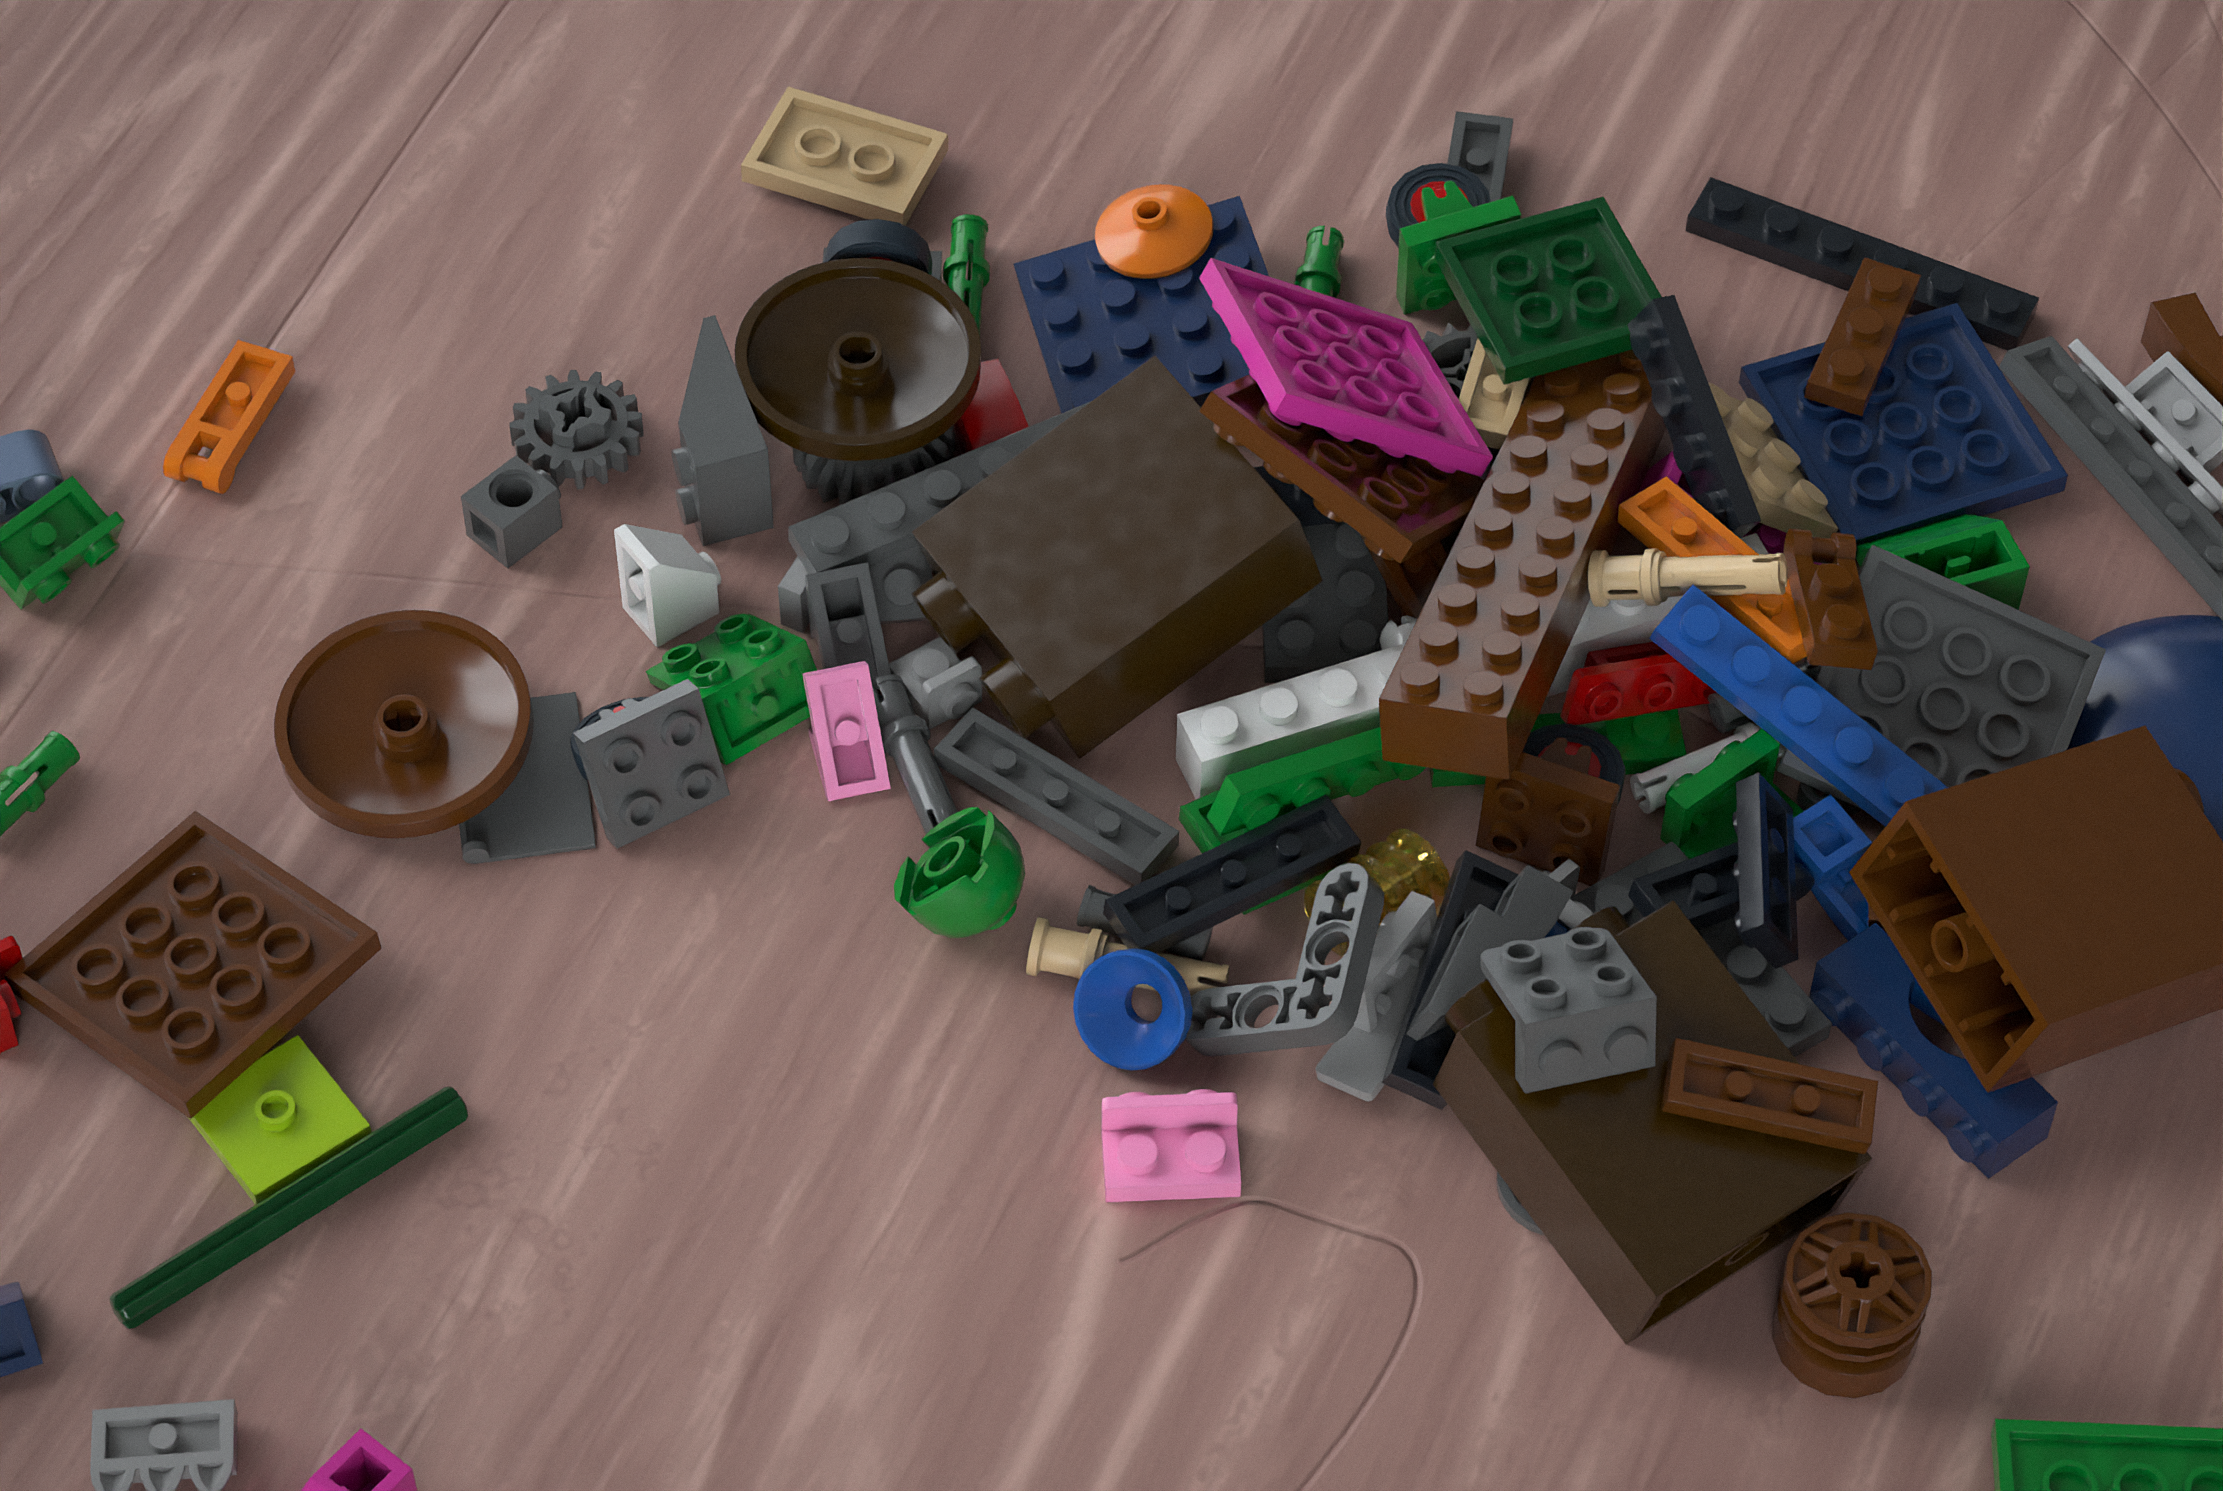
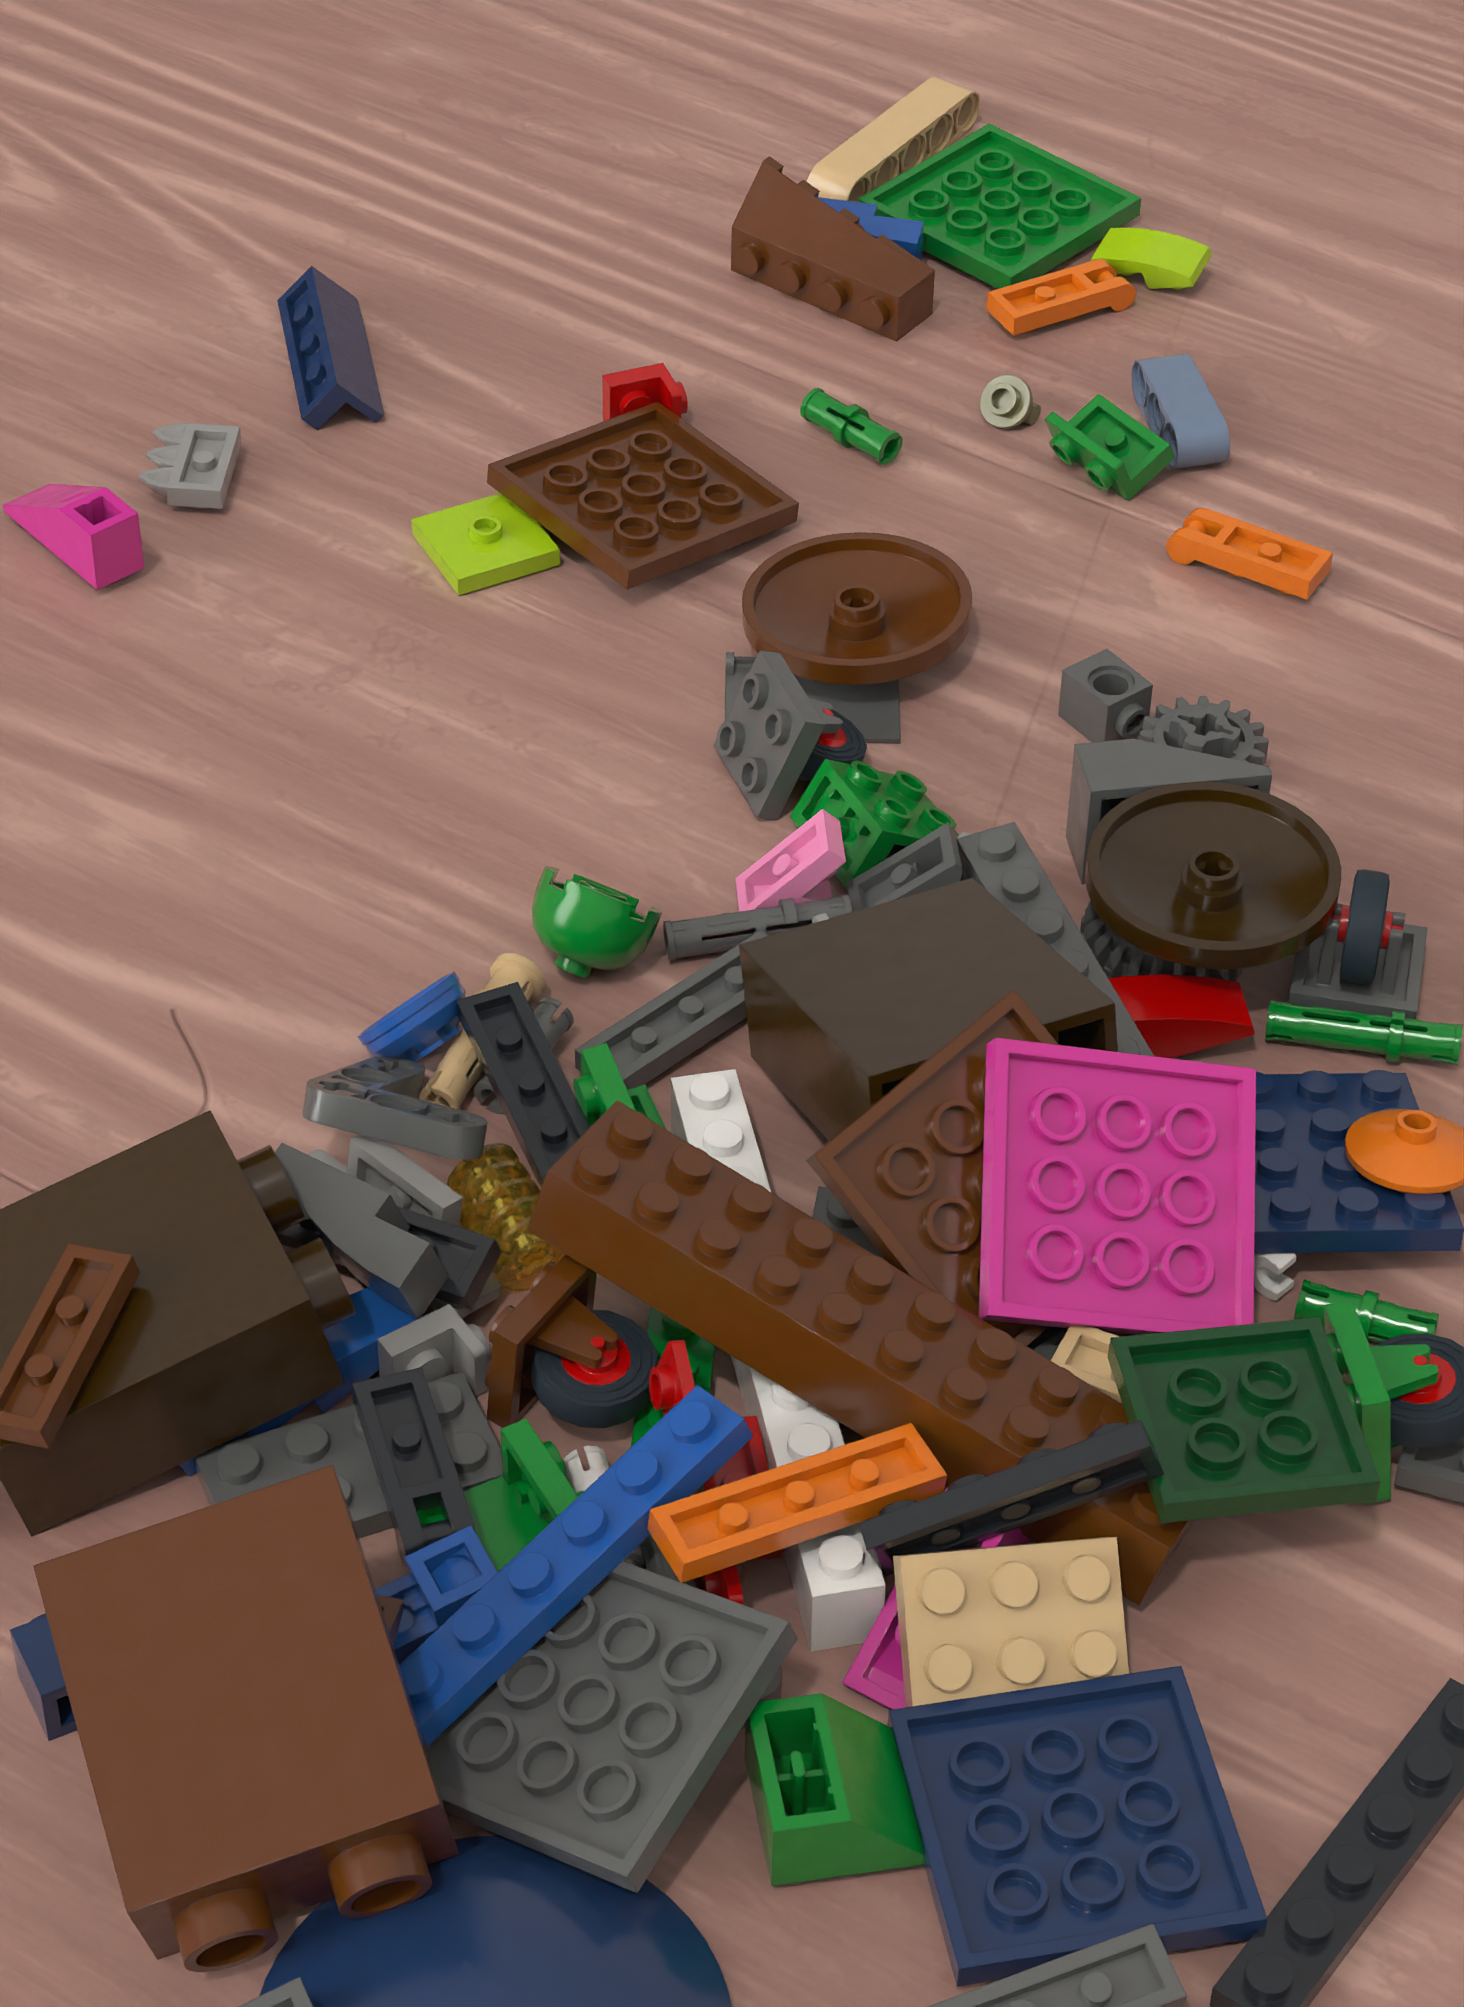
camera: 100 degrees right, 10 degrees down
(288, 1208) = (401, 545): dark green axle -> none
(664, 582) = (991, 763): white slope -> none
(1170, 1146) = (268, 1042): bright pink bracket -> none
(1574, 1007) = (198, 1169): dark grey bracket -> none
(1657, 577) = (787, 1422): tan pin -> none
(1766, 871) = (391, 1464): black plate -> none
(1829, 600) = (706, 1550): reddish brown plate -> none
(1862, 336) = (1208, 1788): reddish brown plate -> none

